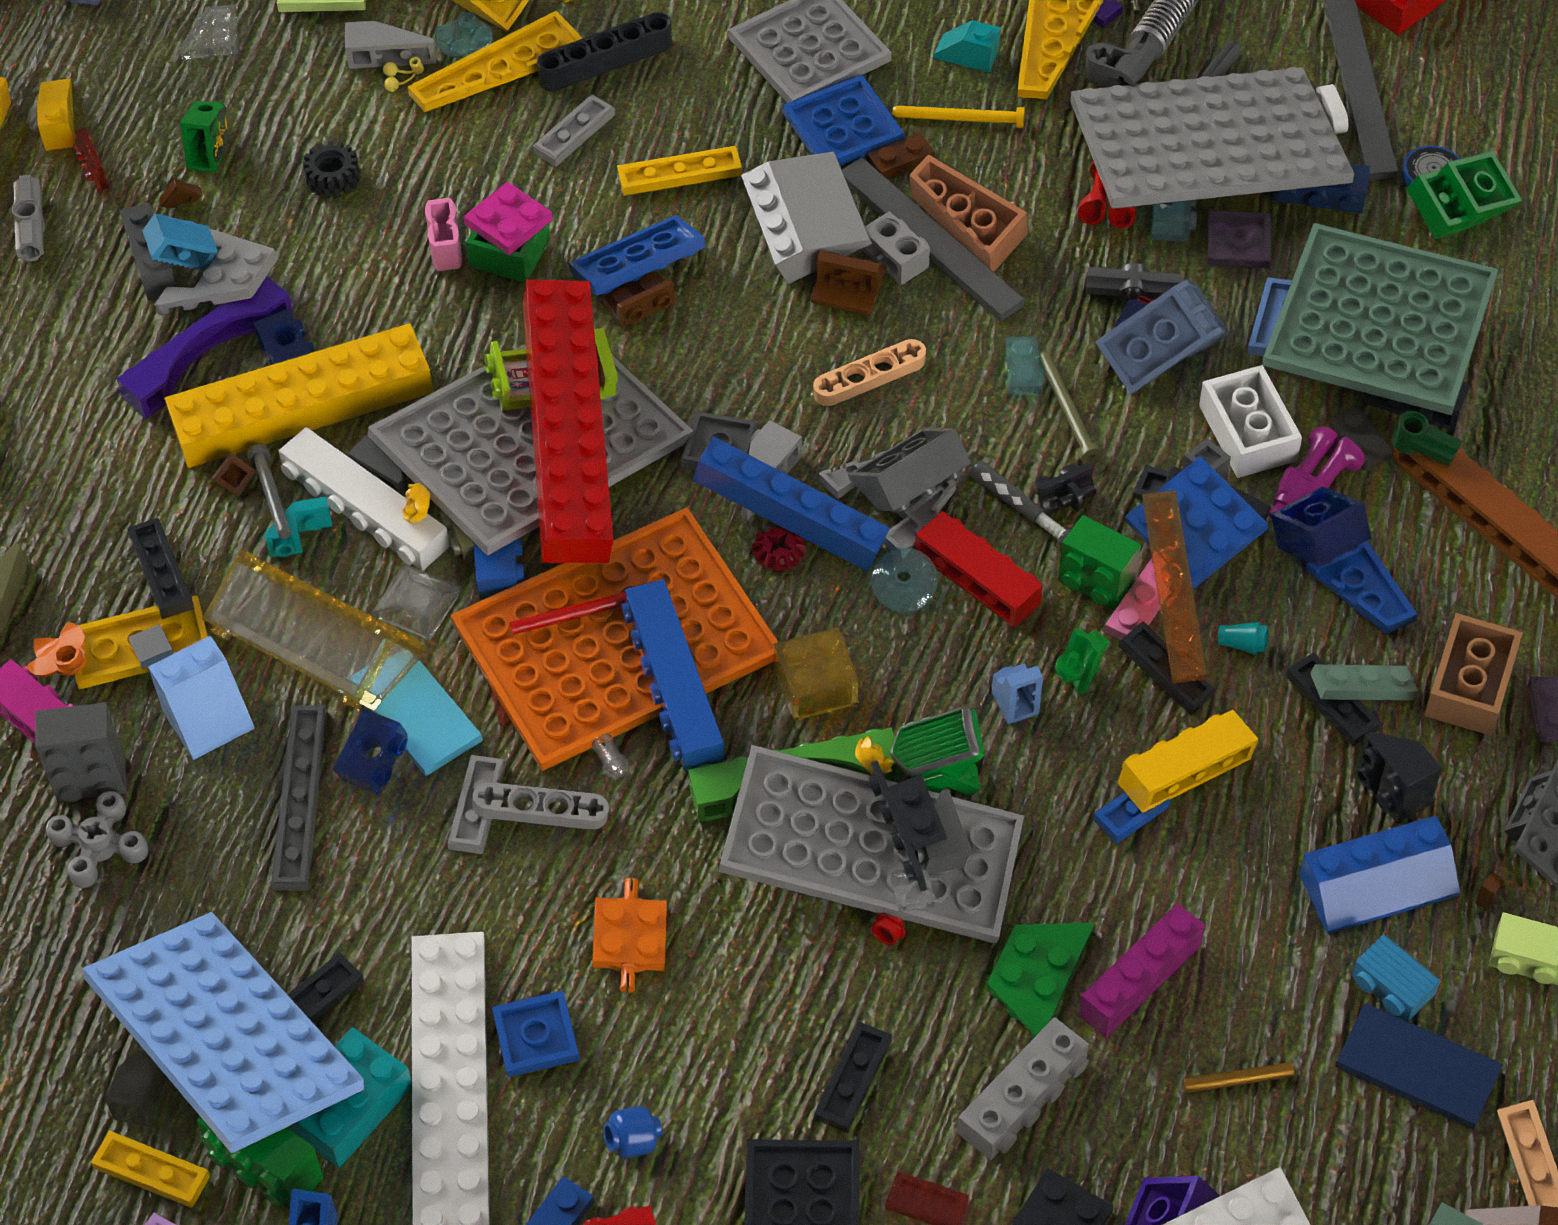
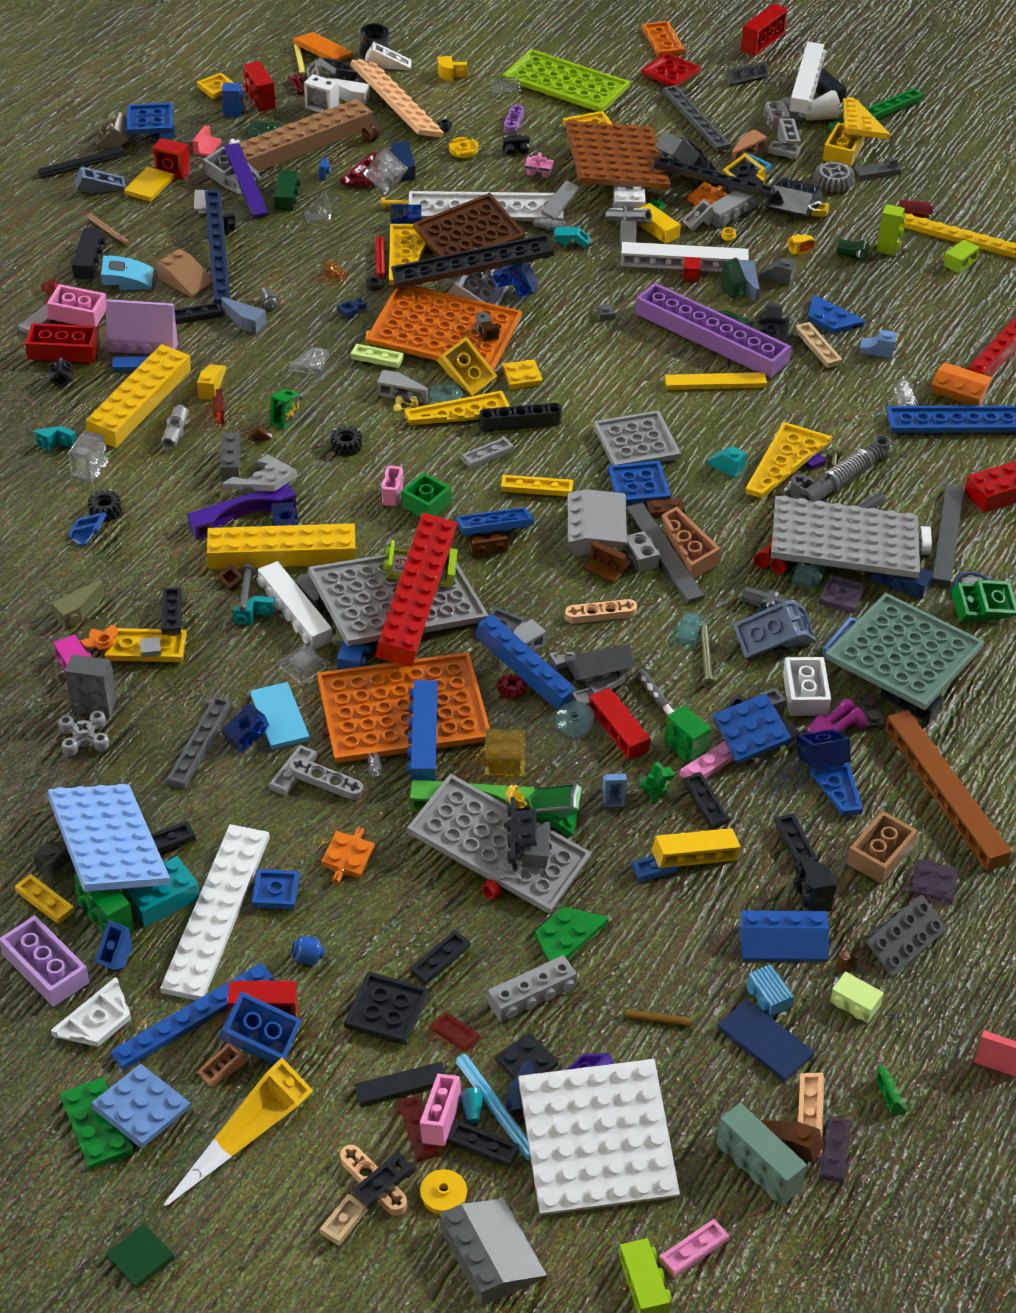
camera: 15 degrees right, 10 degrees down
(179, 242) = (247, 454): dark azure brick -> none
(200, 697) = (165, 677): light blue slope -> none
(311, 631) = (238, 661): clear windscreen -> none
(416, 504) = (319, 611): yellow plate -> none
(508, 218) = (428, 483): dark pink plate -> none
(567, 613) = (378, 687): red bar -> none
(961, 114) = (711, 495): yellow bar -> none
(1067, 489) = (686, 695): black hips -> none
(1141, 970) = (624, 947): magenta brick -> none
(1174, 587) = (723, 756): clear orange plate -> none
(1244, 637) = (758, 796): teal cone -> none
(1364, 682) = (816, 835): sand green plate -> none
(1416, 435) = (898, 715): dark green piece -> none

